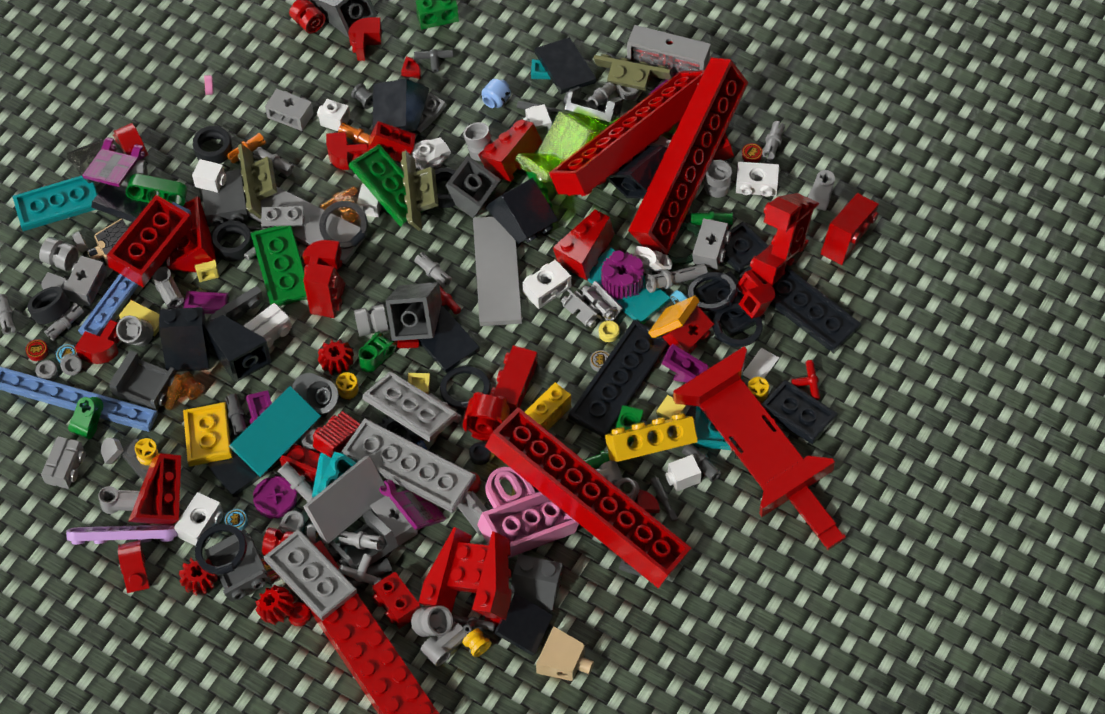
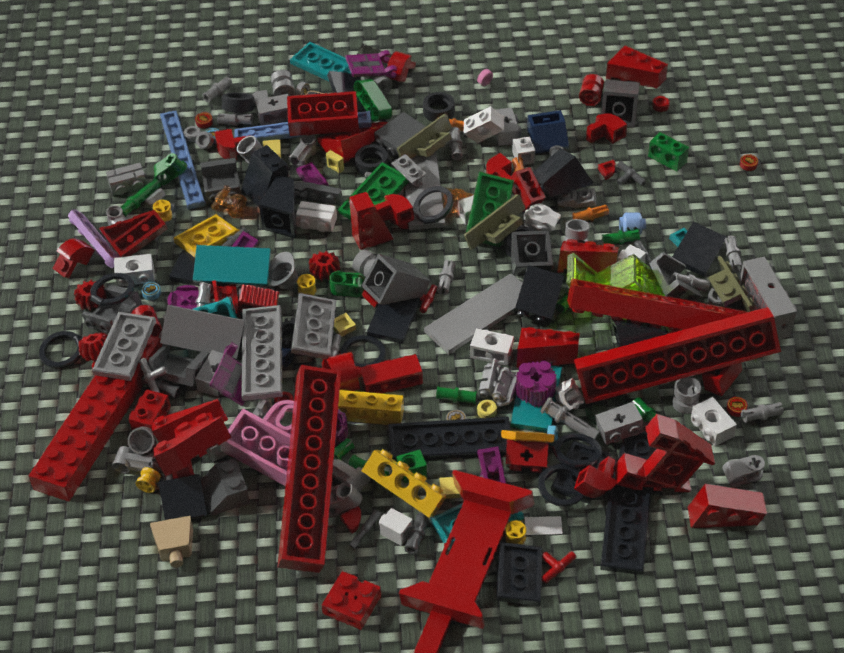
camera: 55 degrees right, 10 degrees down
(101, 473) = (134, 202): none -> green pin
(209, 176) = (403, 113): white brick -> none
(244, 617) = (58, 335): none -> black piece
(280, 123) = (483, 124): none -> white brick
(330, 80) = (547, 131): none -> dark blue slope
(361, 540) = (178, 361): light grey pin -> none
(455, 116) = (591, 213): none -> orange axle
(503, 111) = (621, 237): none -> green pin
(576, 344) = (456, 395): none -> green pin
(591, 45) = (733, 253): none -> light grey pin
(737, 559) = (348, 608): none -> red piece

